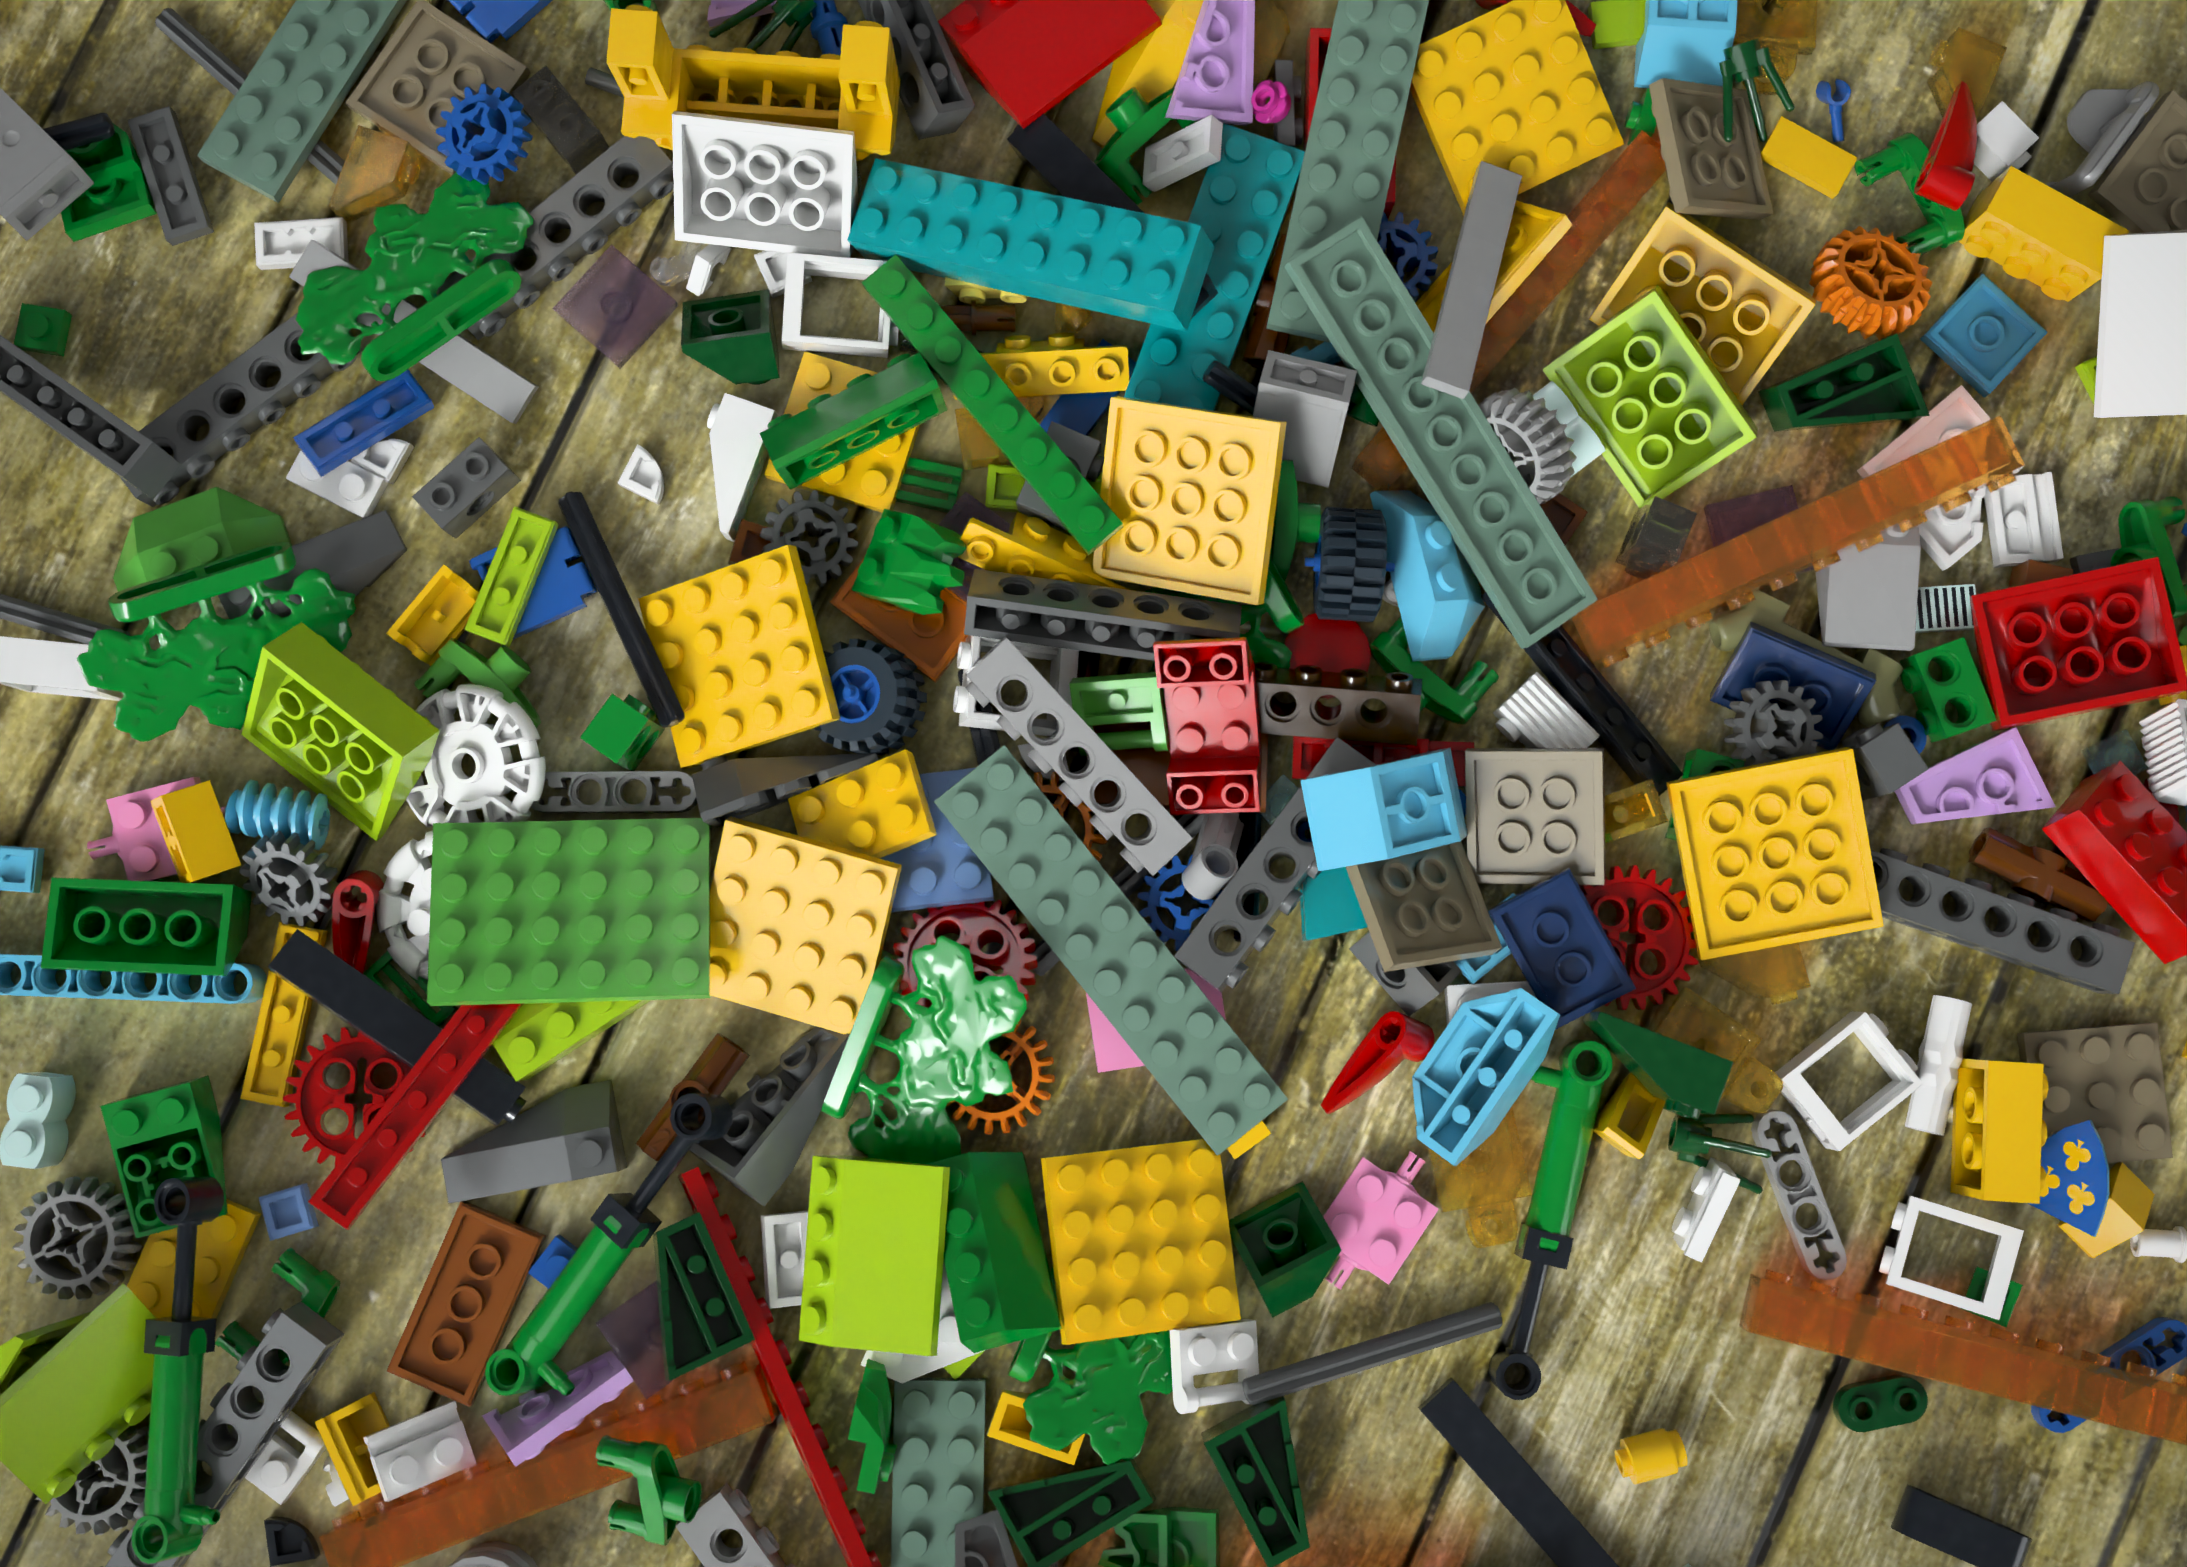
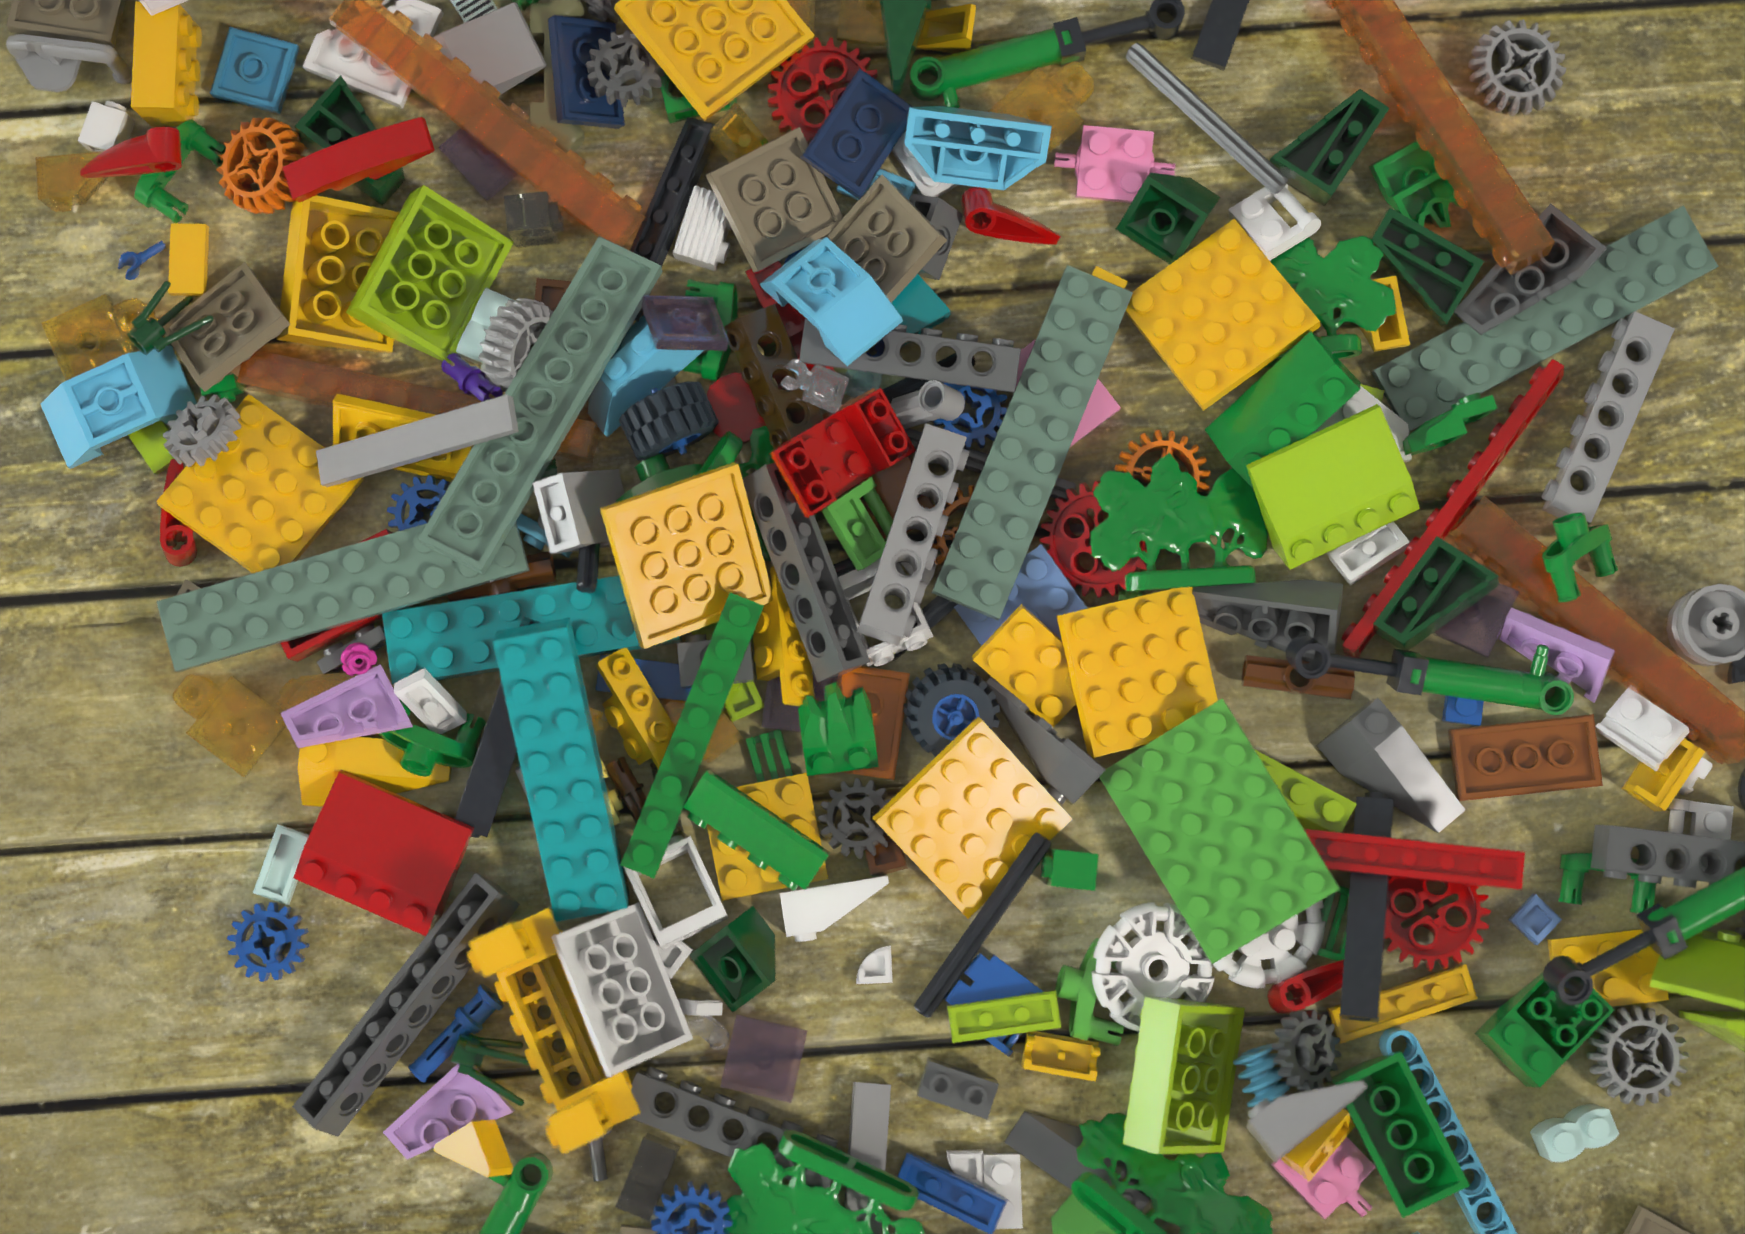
camera: 115 degrees left, 0 degrees up
(212, 816) = (1294, 1117): none -> light grey slope
(612, 792) = (1119, 856): light grey beam -> none
(1296, 746) = (820, 385): none -> clear plate
(1448, 635) = (684, 323): none -> clear purple plate
(1510, 375) = (470, 378): none -> dark purple pin
(1607, 65) = (202, 430): none -> light grey gear
(1823, 379) = (359, 157): none -> red slope

